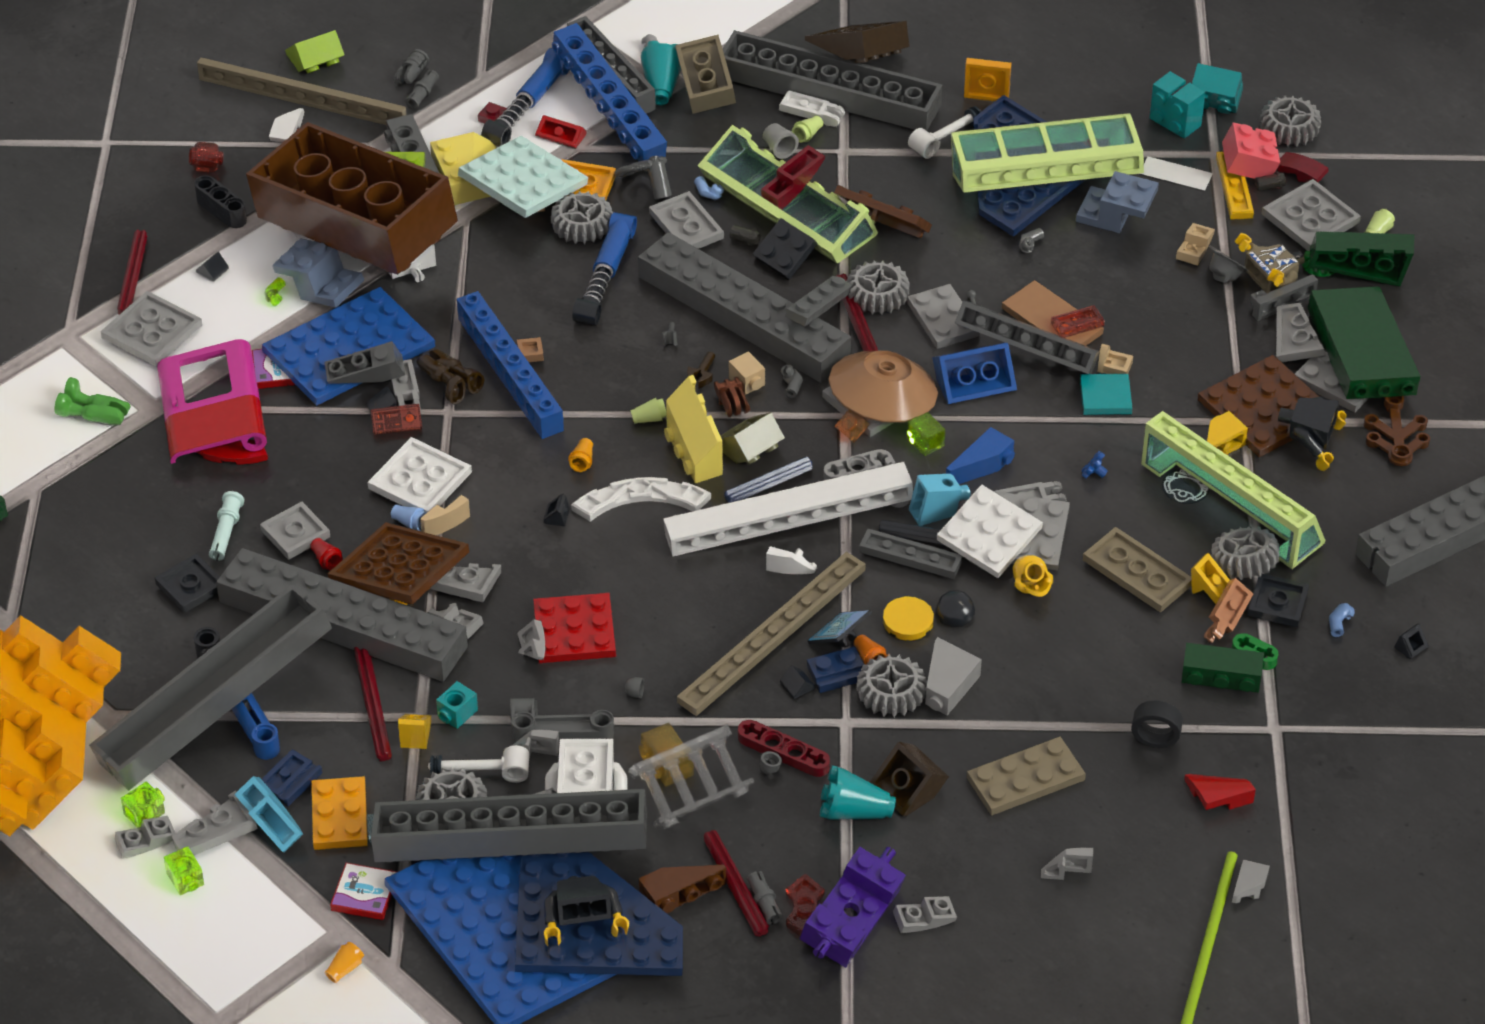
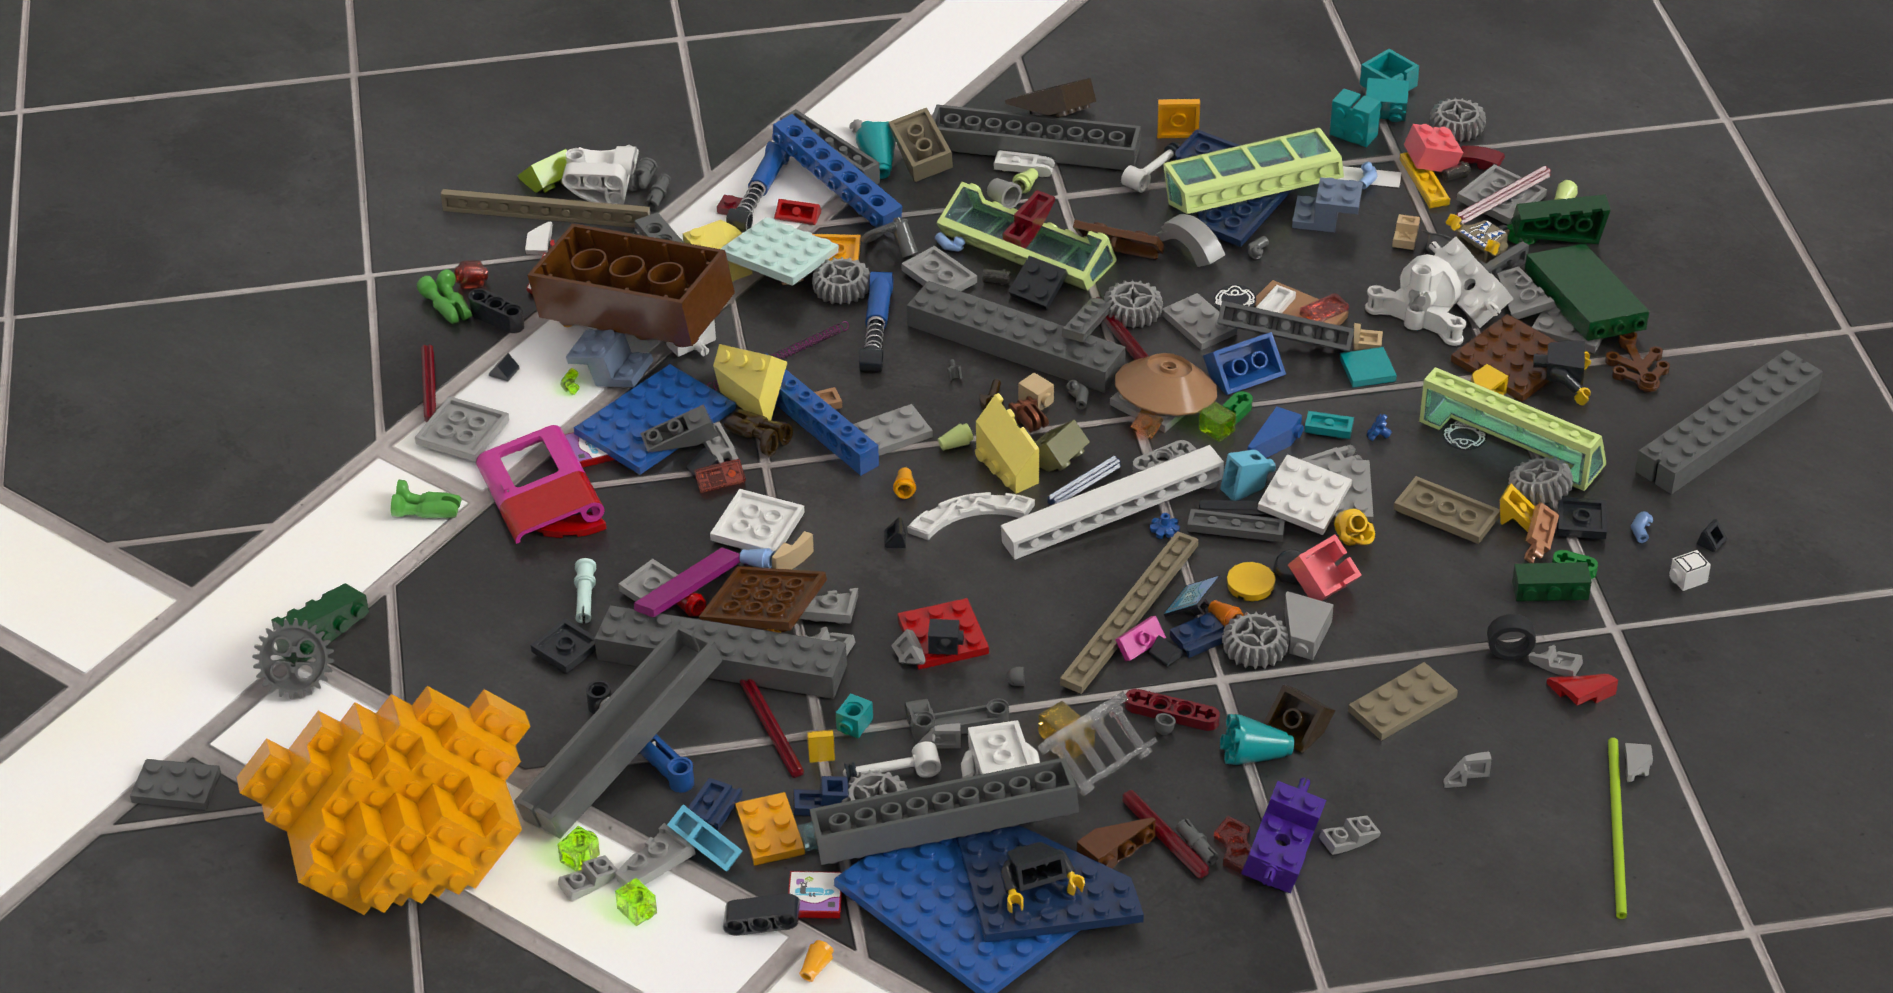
camera: 10 degrees left, 5 degrees down
(171, 188) = (453, 302): none -> bright green piece
(302, 904) = (761, 914): none -> black beam
(327, 533) = (687, 582): none -> magenta tile
(367, 60) = (600, 174): none -> white panel
(410, 783) = (832, 791): none -> dark blue slope
(440, 308) = (803, 344): none -> magenta piece
(452, 317) = (749, 378): none -> light yellow wedge
(569, 633) = (944, 636): none -> black brick
(588, 393) = (896, 429): none -> light grey plate
(772, 664) = (1139, 638): none -> dark pink plate
(788, 562) = (1125, 548): white slope -> none
(837, 543) = (1164, 526): none -> blue plant
(954, 422) = (1243, 408): none -> green beam
(963, 220) = (1195, 236): none -> light grey arch
(978, 619) = (1318, 571): none -> coral piece
(988, 294) = (1235, 294): none -> black sticker
(1029, 306) = (1277, 299): none -> white tile
(1043, 454) = (1329, 424): none -> teal plate
(1175, 174) = (1369, 174): none -> light blue arm
(1185, 327) = (1425, 296): none -> white piece
(1202, 758) = (1557, 662): none -> light grey slope
(1229, 297) = (1488, 294): none -> white brick
(1232, 53) = (1390, 66): none -> teal piece
(1309, 217) = (1504, 194): none -> axle
(1373, 677) = (1689, 570): none -> white brick

